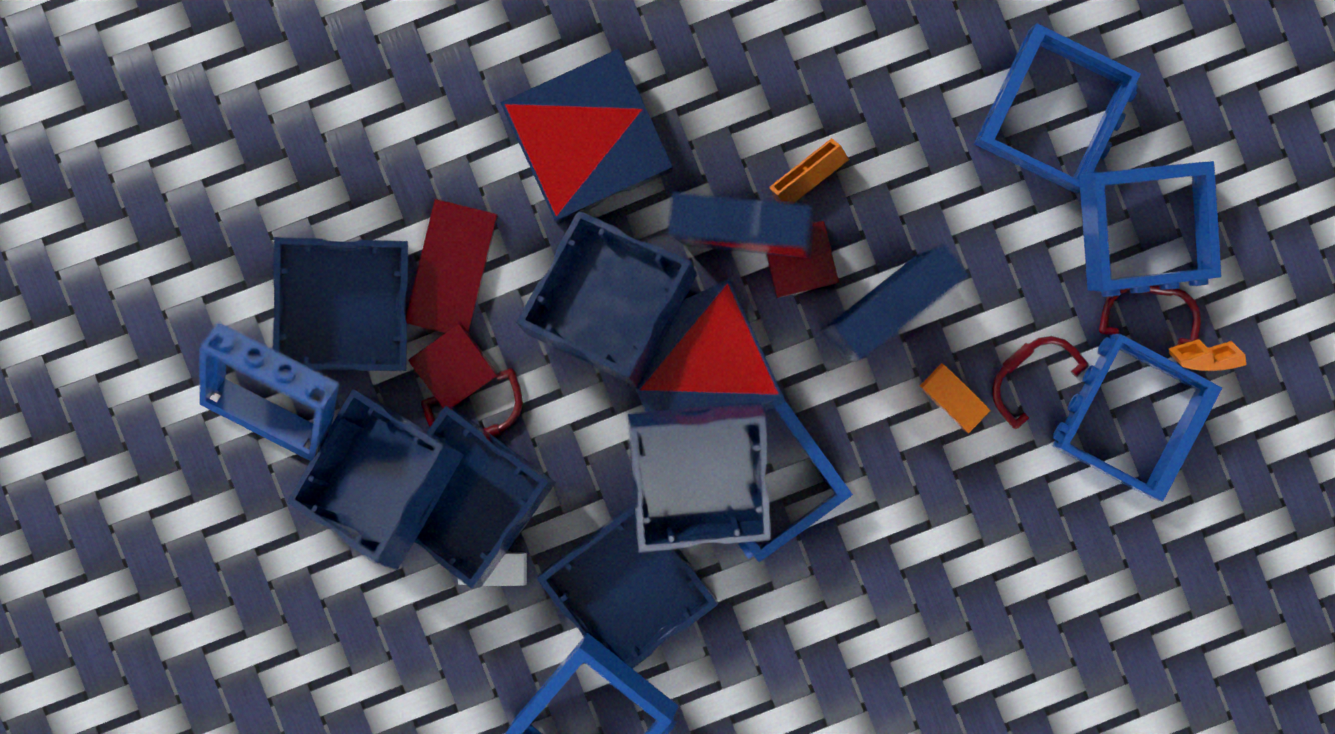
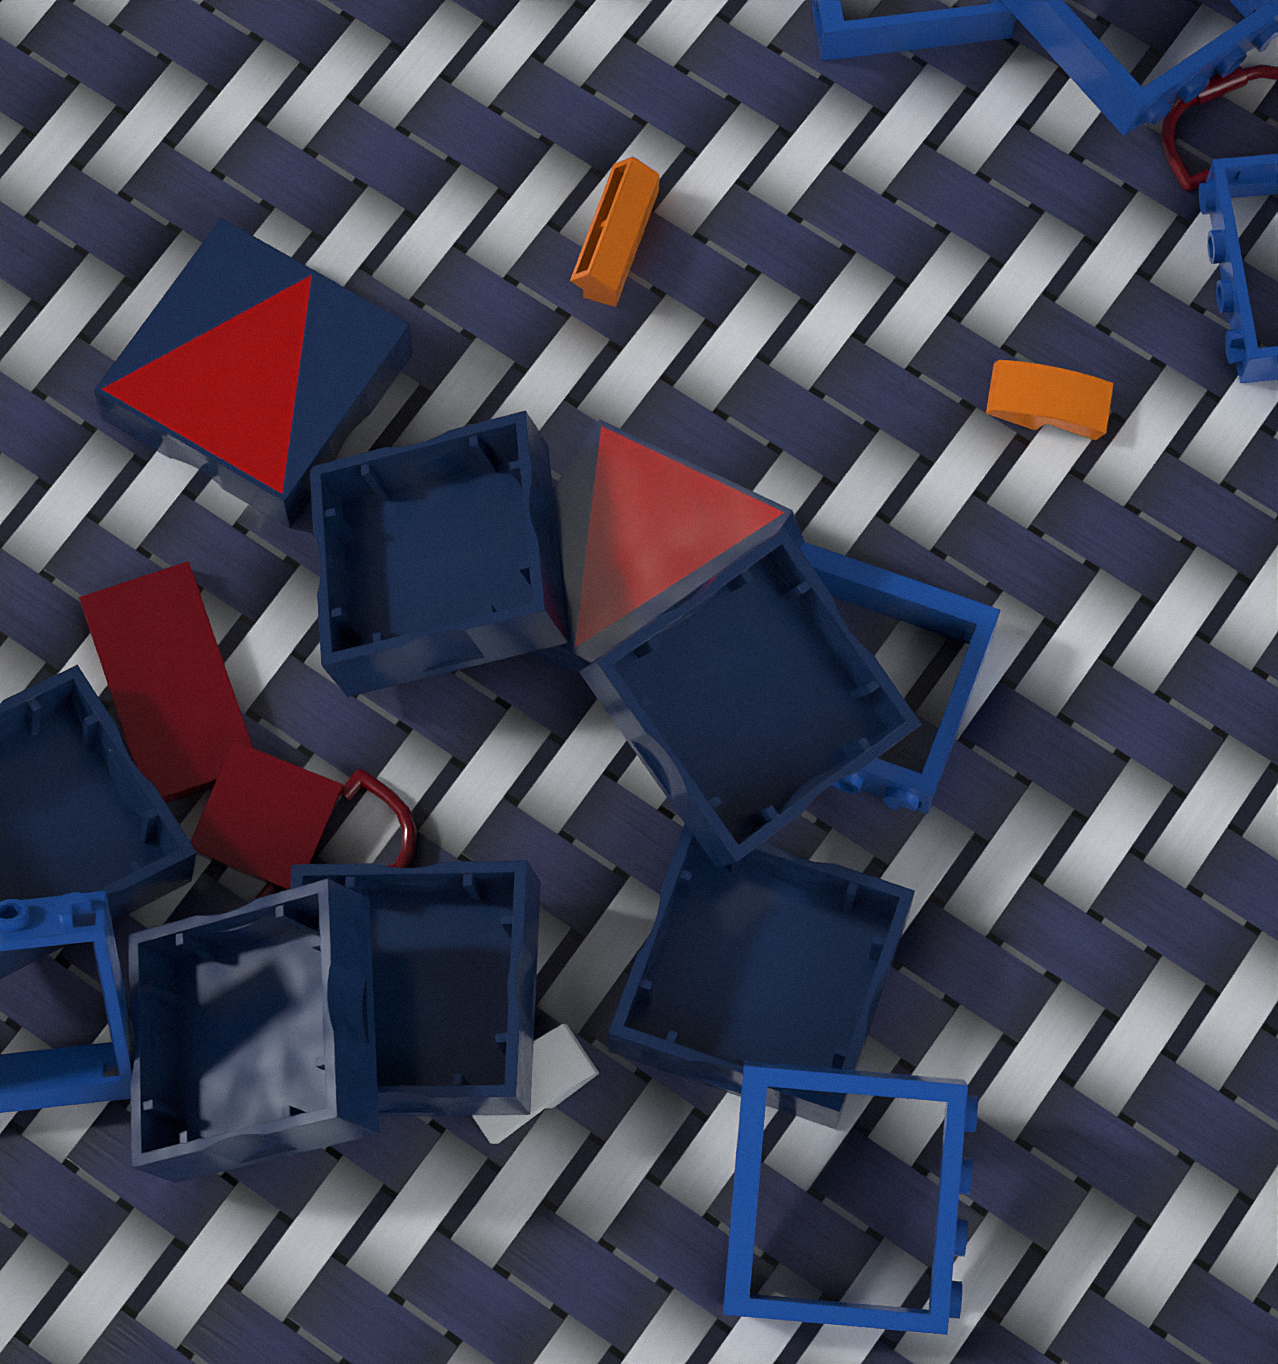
camera: 35 degrees left, 20 degrees down
(742, 225) = (571, 313): dark blue tile -> none
(798, 274) = (685, 353): dark red tile -> none
(894, 303) = (857, 294): dark blue tile -> none
(1019, 357) = (1098, 295): dark red piece -> none

